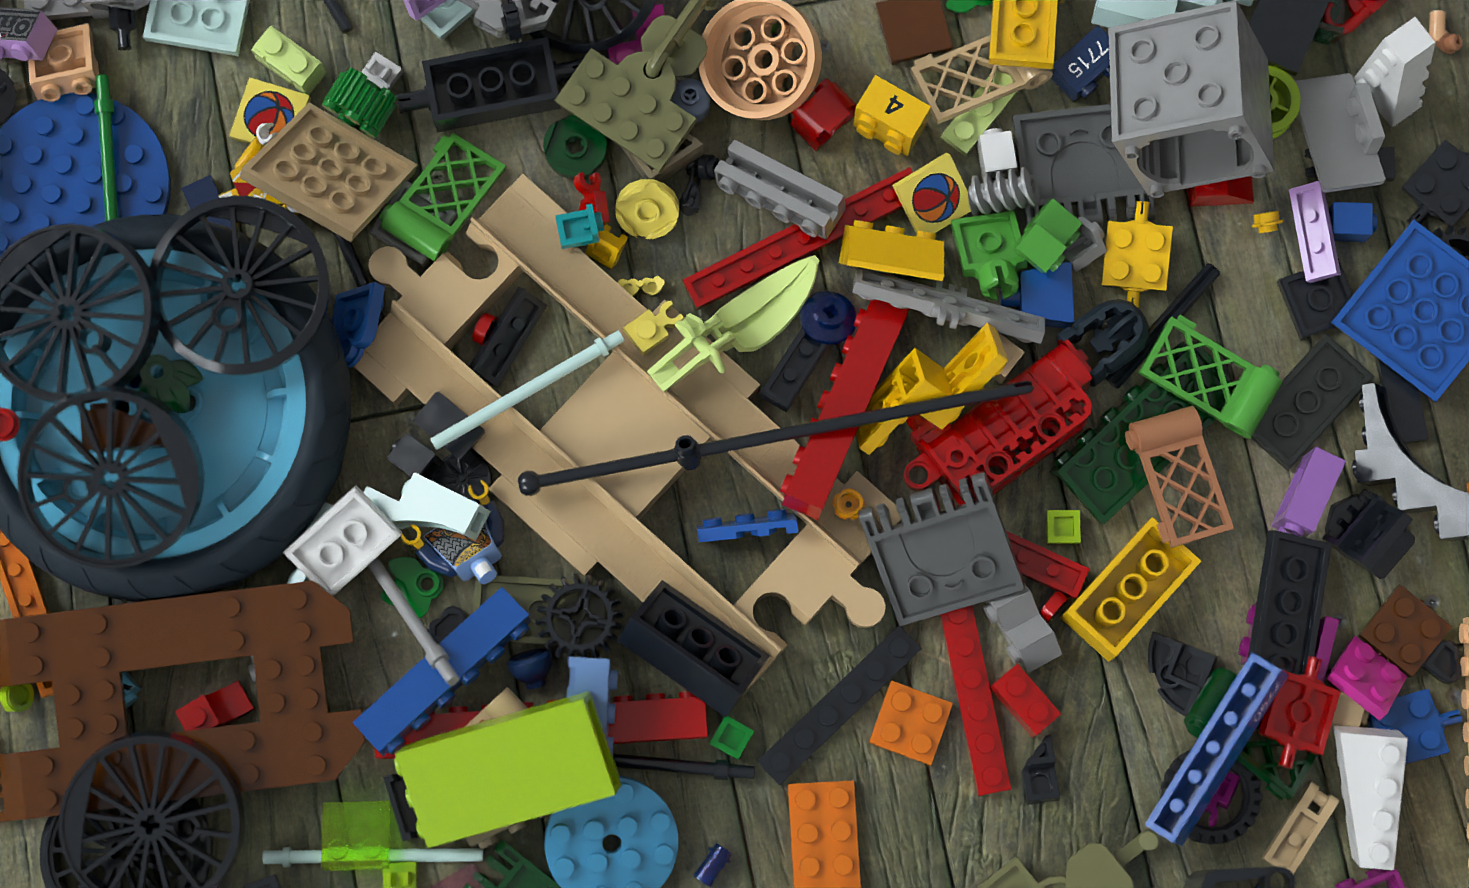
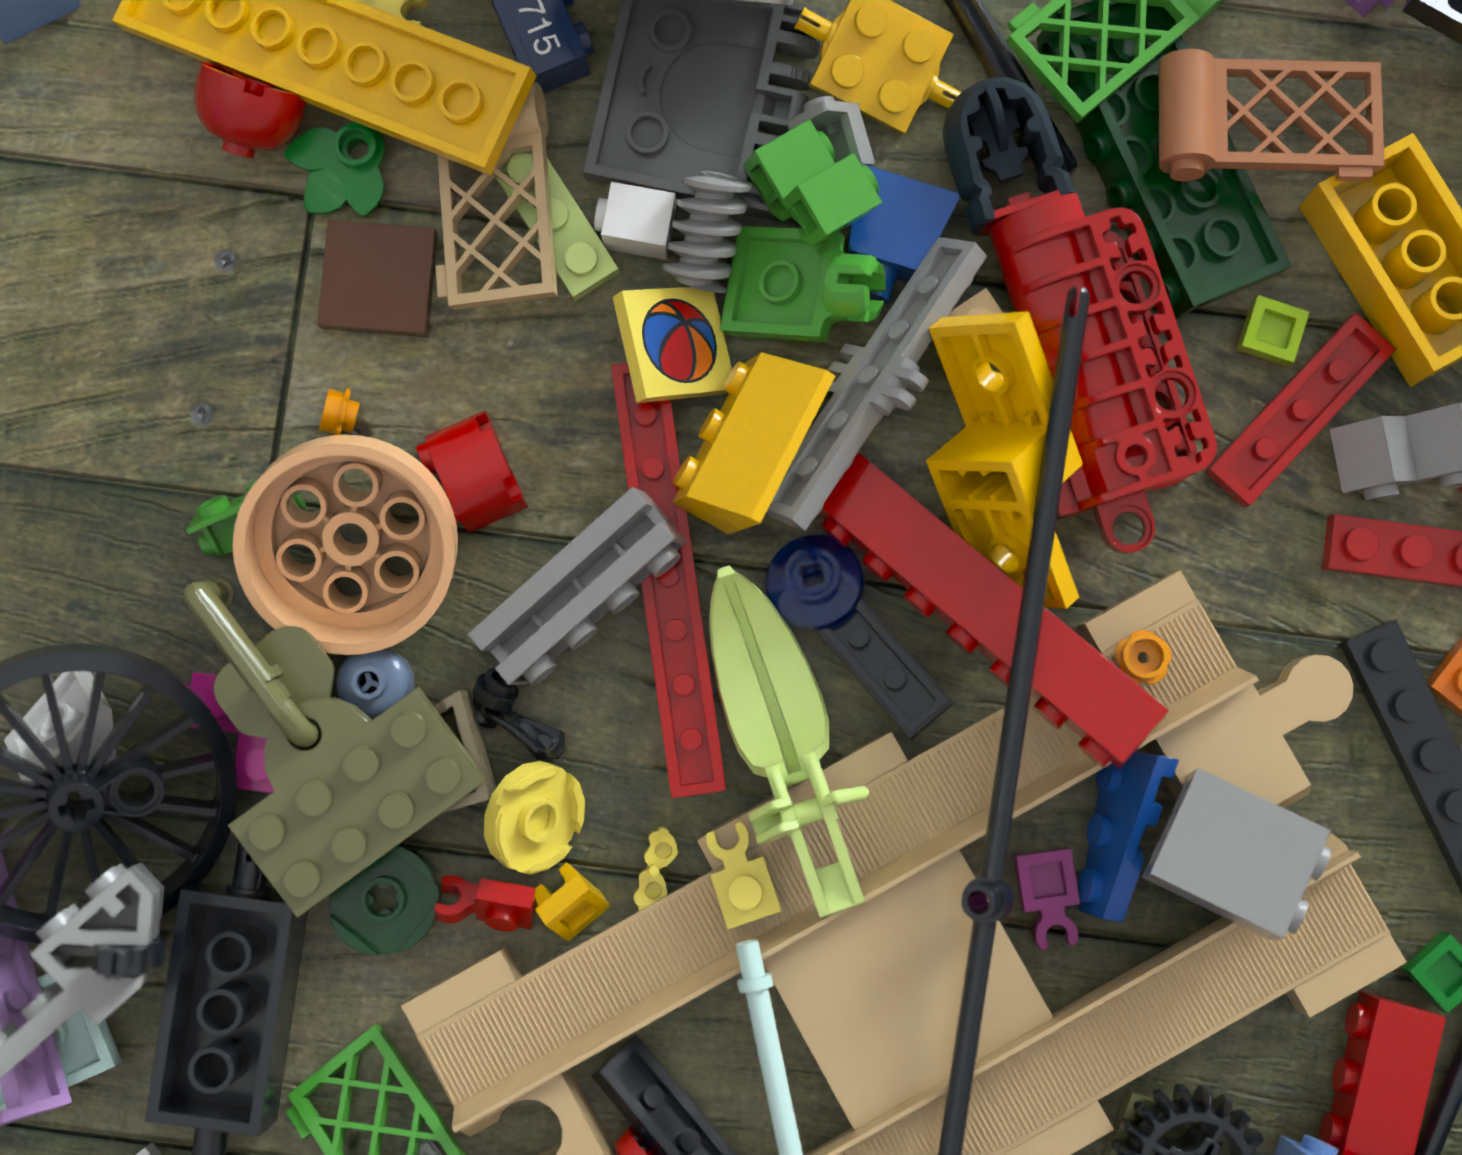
camera: 70 degrees left, 5 degrees up
(579, 227) = (530, 946): teal bracket -> none
(693, 648) = (1307, 997): black slope -> none
(704, 501) = (1048, 884): none -> magenta plate
(757, 579) = (1239, 855): none -> light grey brick
(831, 31) = (339, 412): none -> light orange plate
(891, 116) = (520, 363): yellow brick -> none
(944, 555) = (1282, 536): dark grey hinge -> none
(1053, 606) = (1395, 390): red tile -> none

